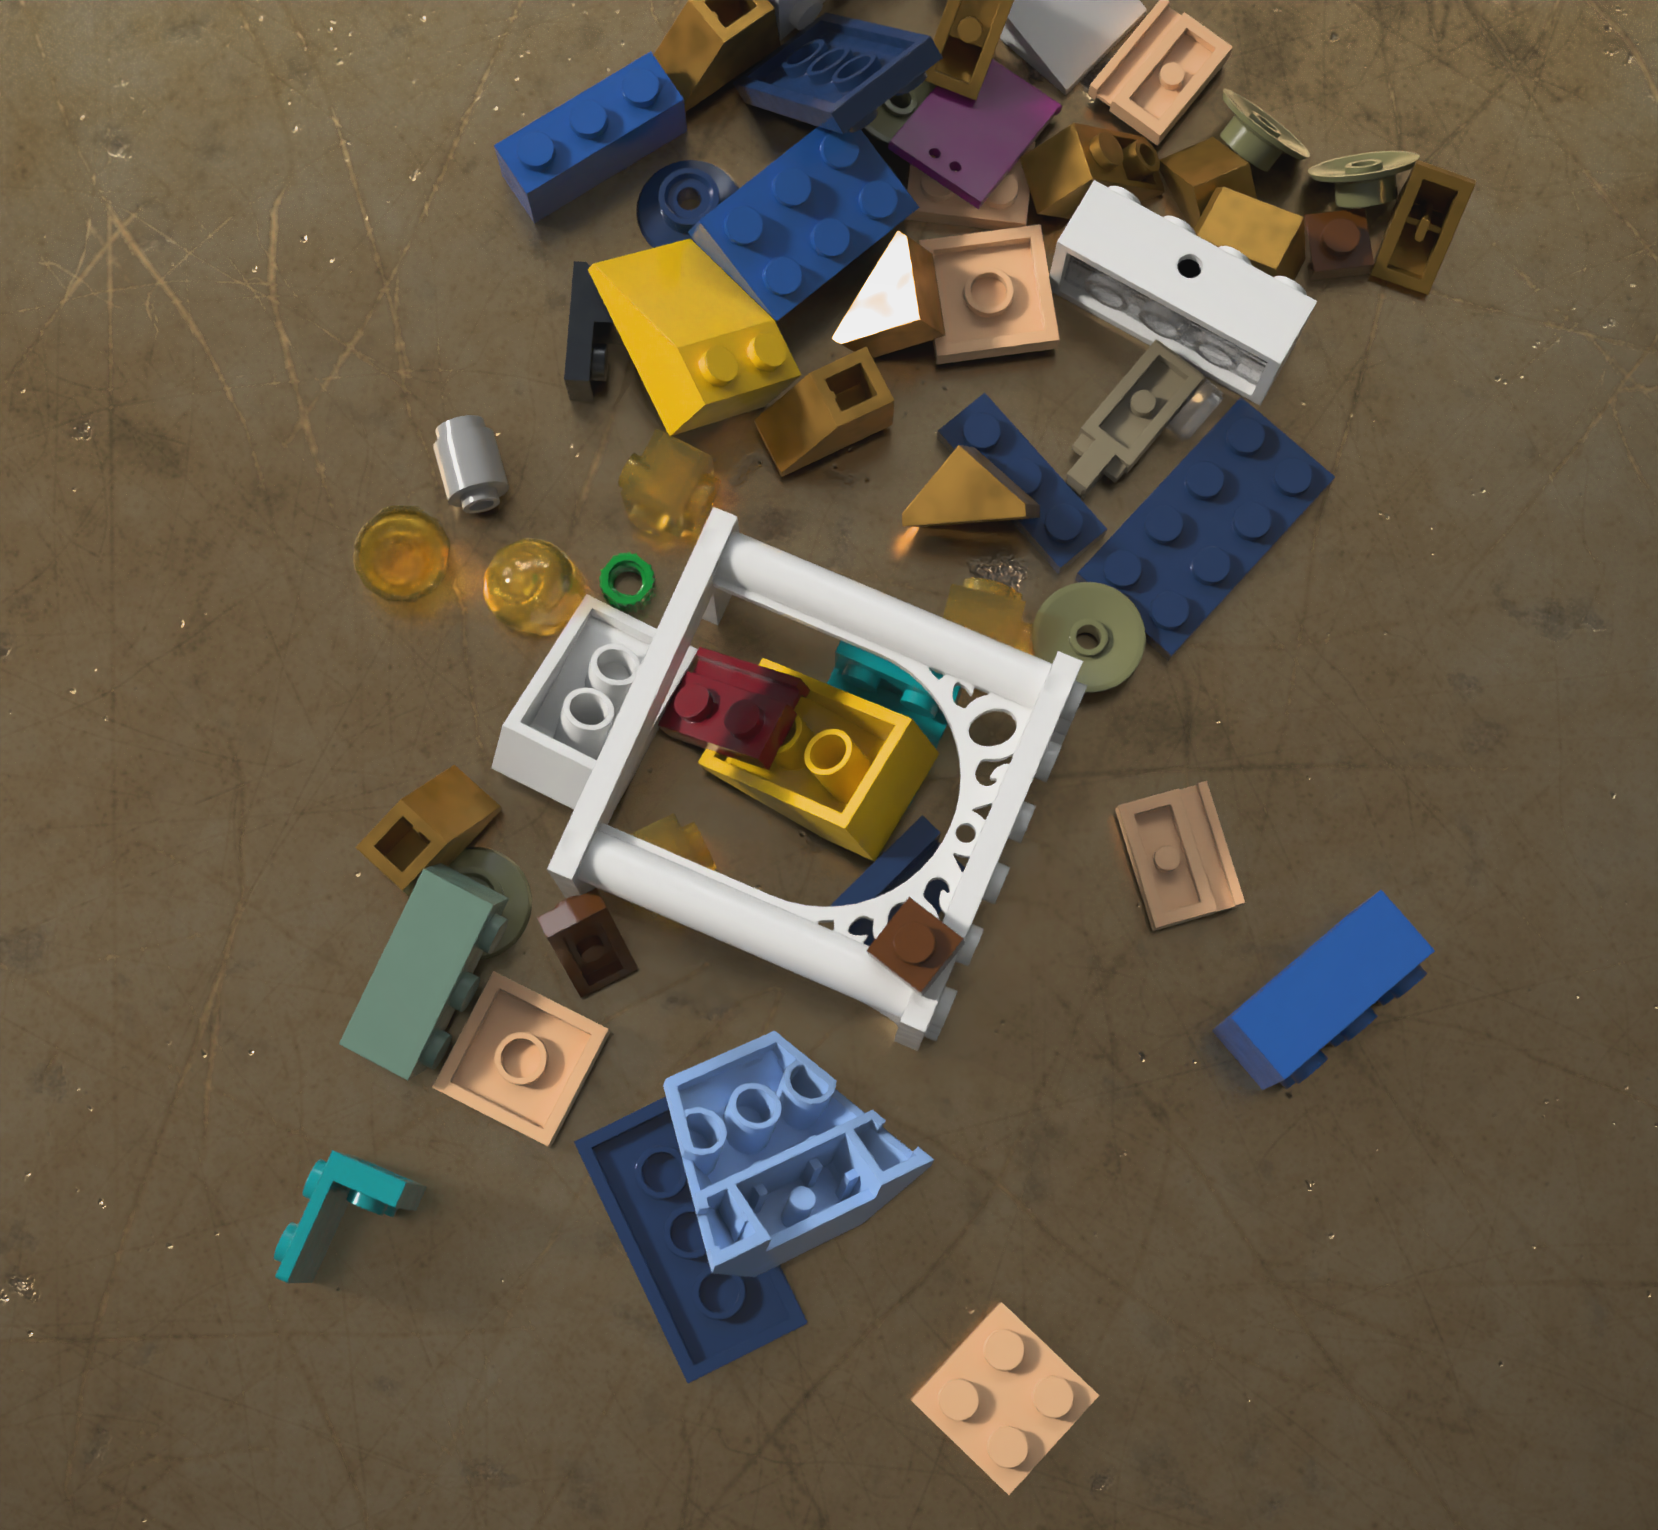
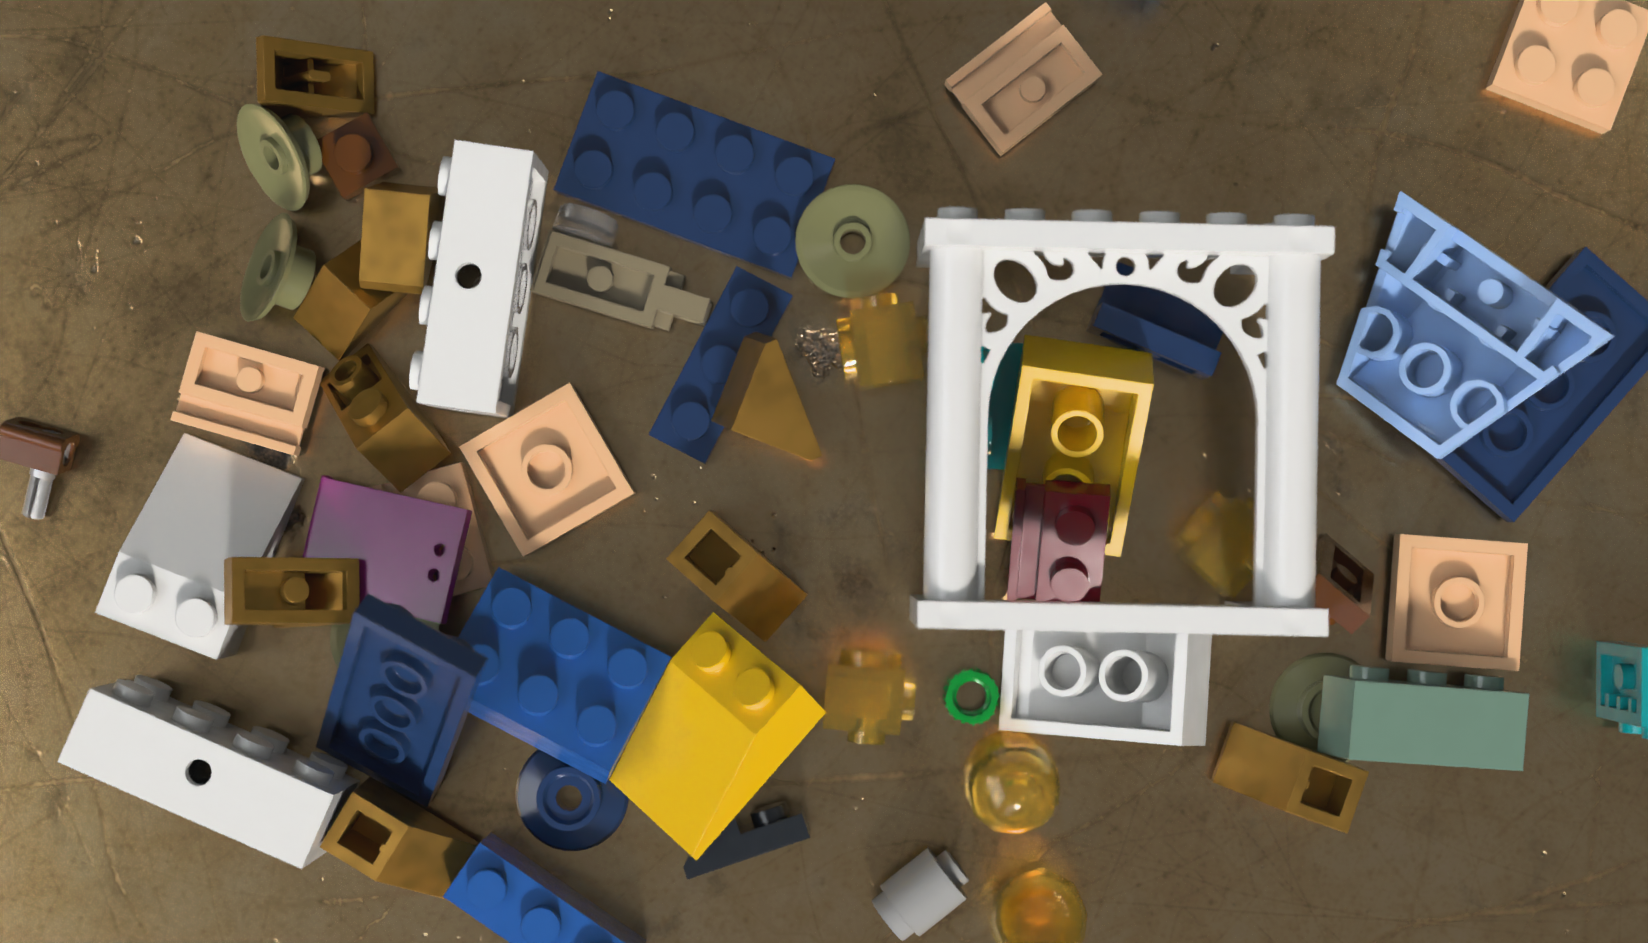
camera: 115 degrees left, 10 degrees up
(896, 303) = (599, 551): slope -> none
(915, 946) = (1263, 264): reddish brown plate -> none

